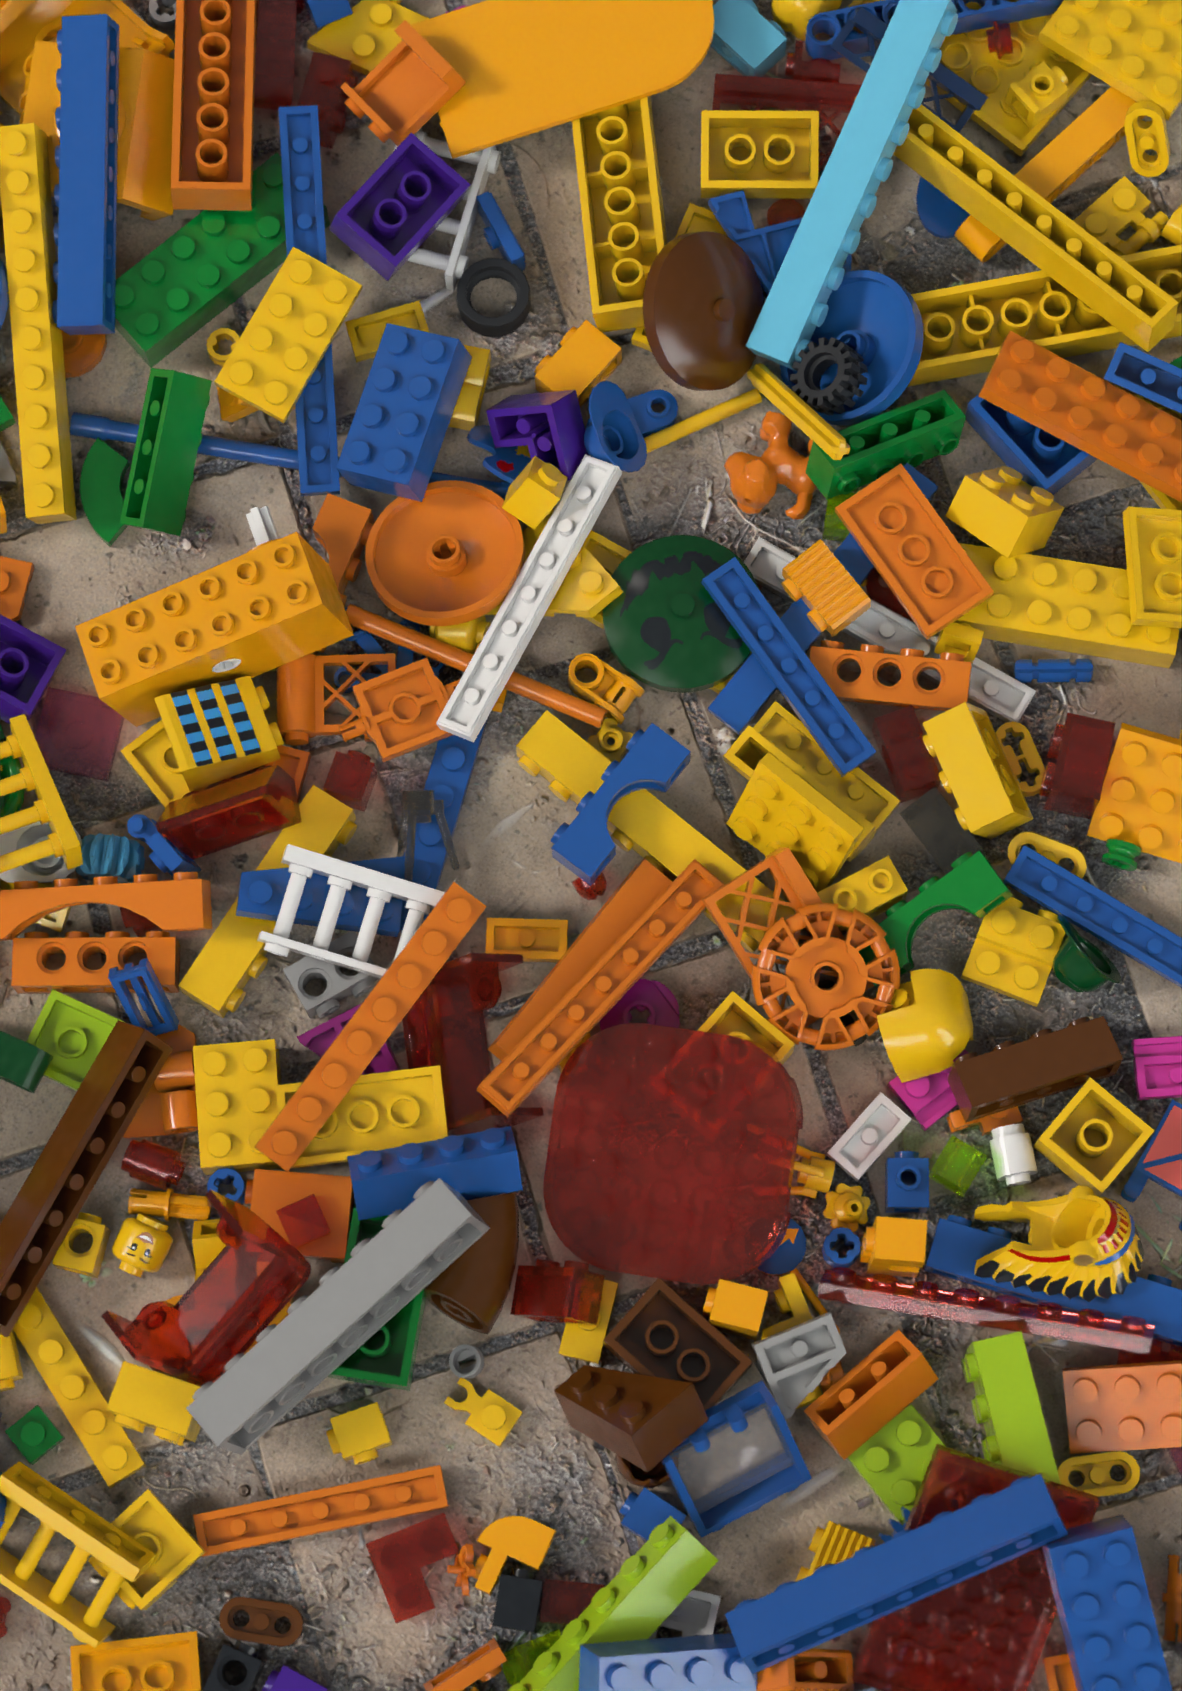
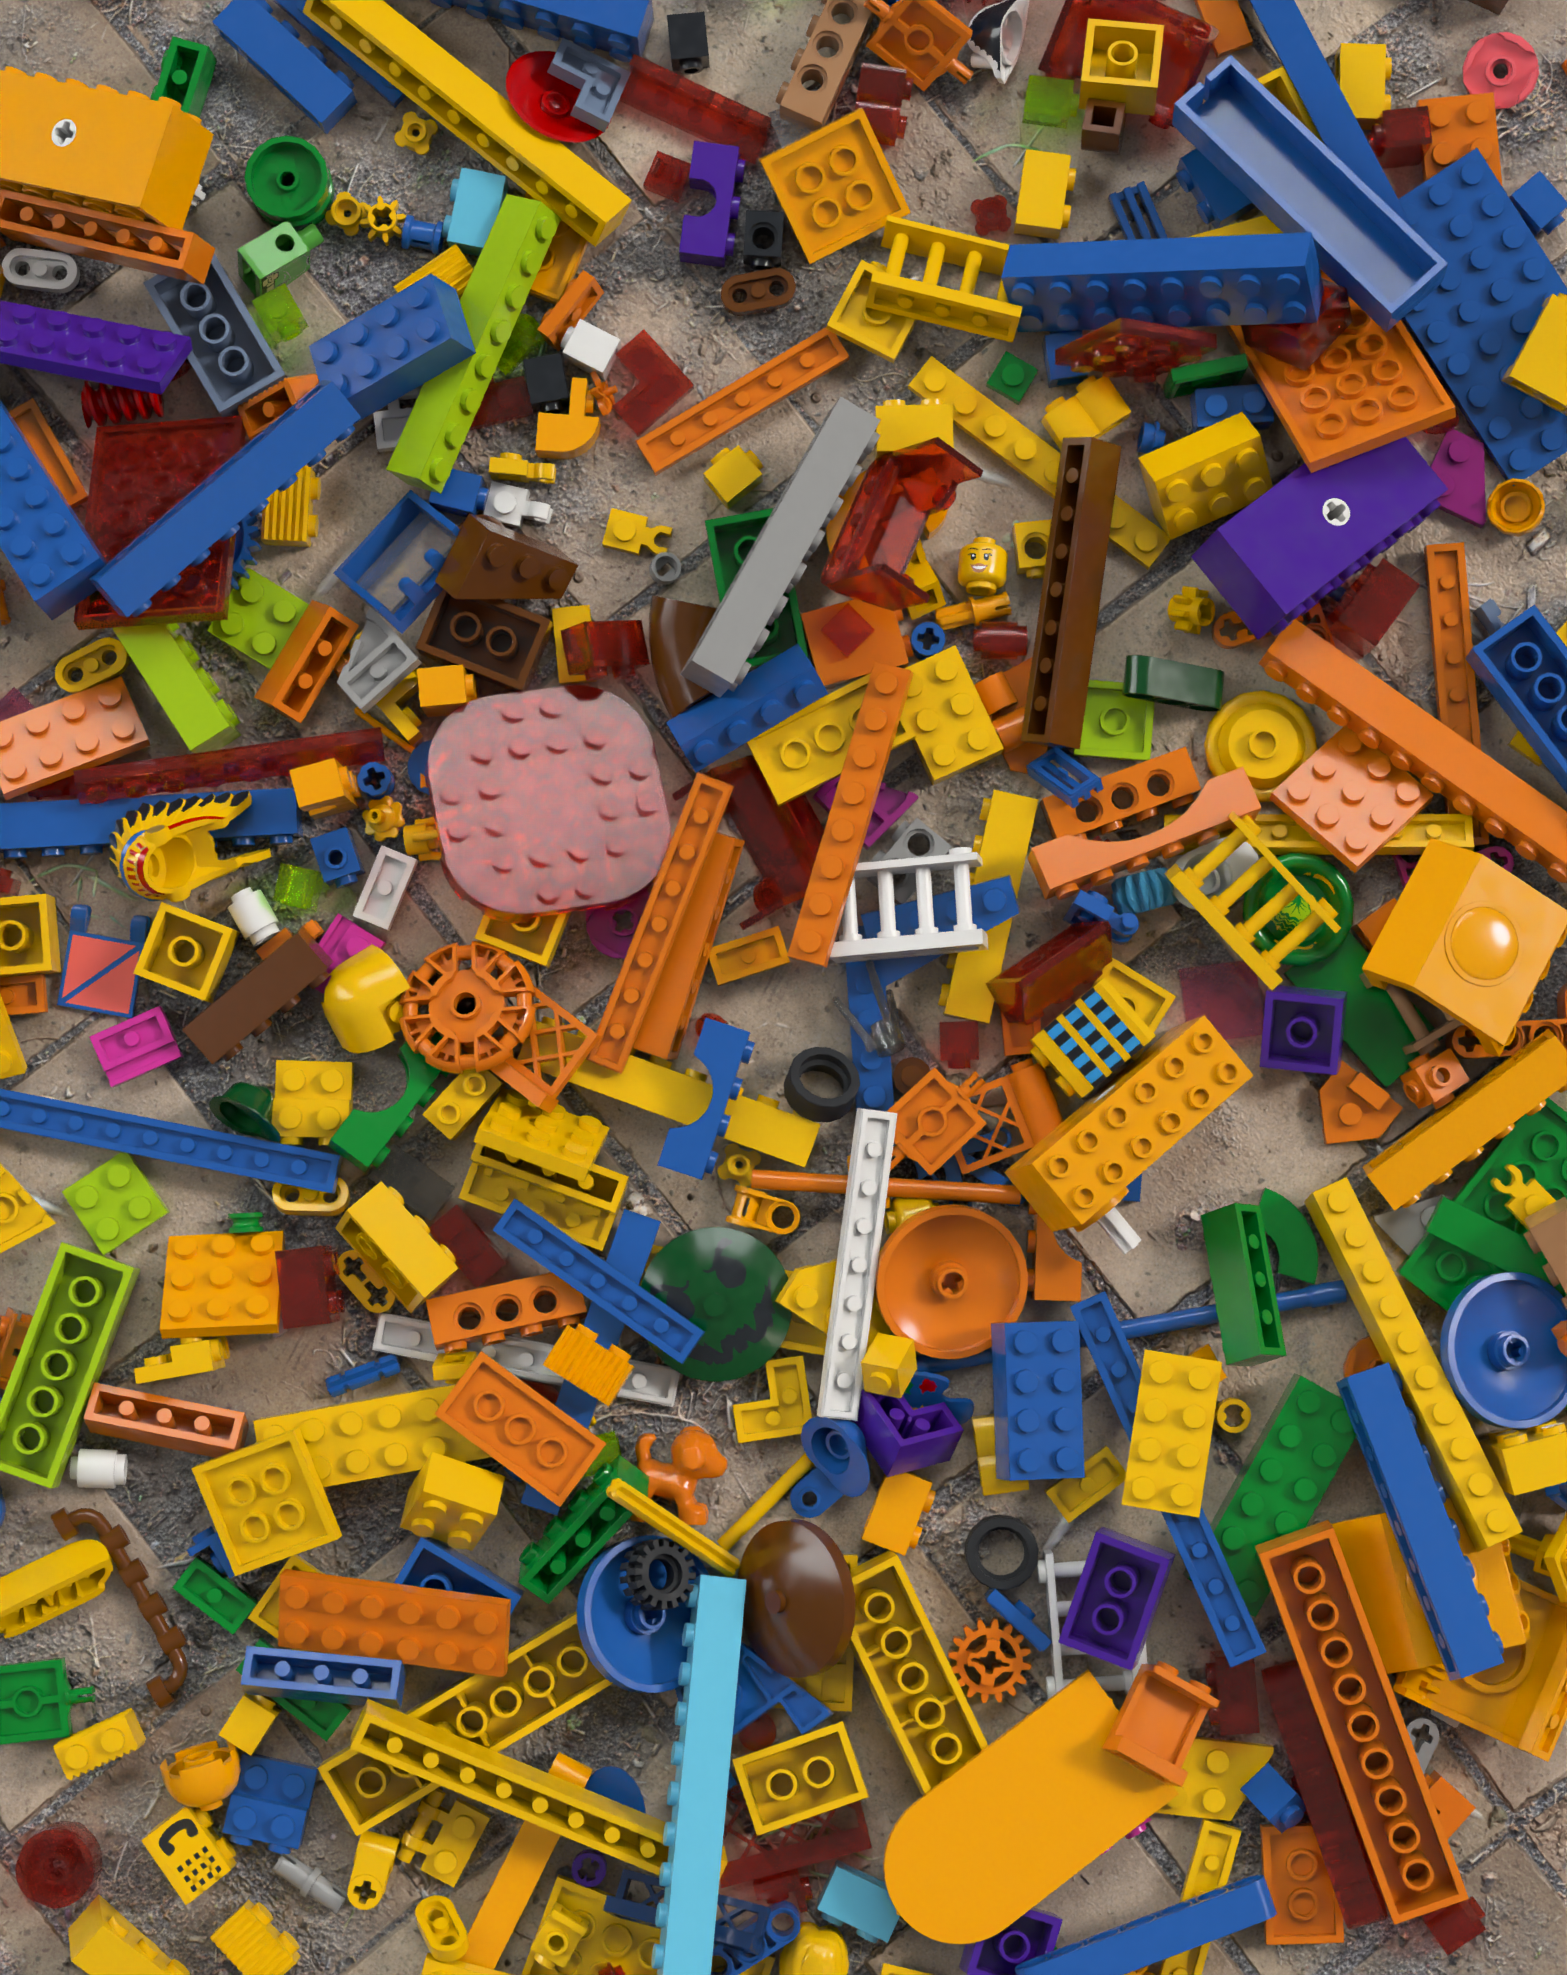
camera: 160 degrees right, 10 degrees up
(409, 769) = (908, 1073): none -> reddish brown plate
(459, 1623) = (590, 348): none -> white brick
(477, 799) = (813, 1106): none -> black tyre
(534, 191) = (1008, 1662): none -> orange gear
(586, 1525) = (512, 468): none -> yellow plate
(603, 1489) = (511, 506): none -> white plate
(656, 493) = (784, 1411): none -> yellow plate
(996, 141) = (578, 1864): none -> dark purple bush

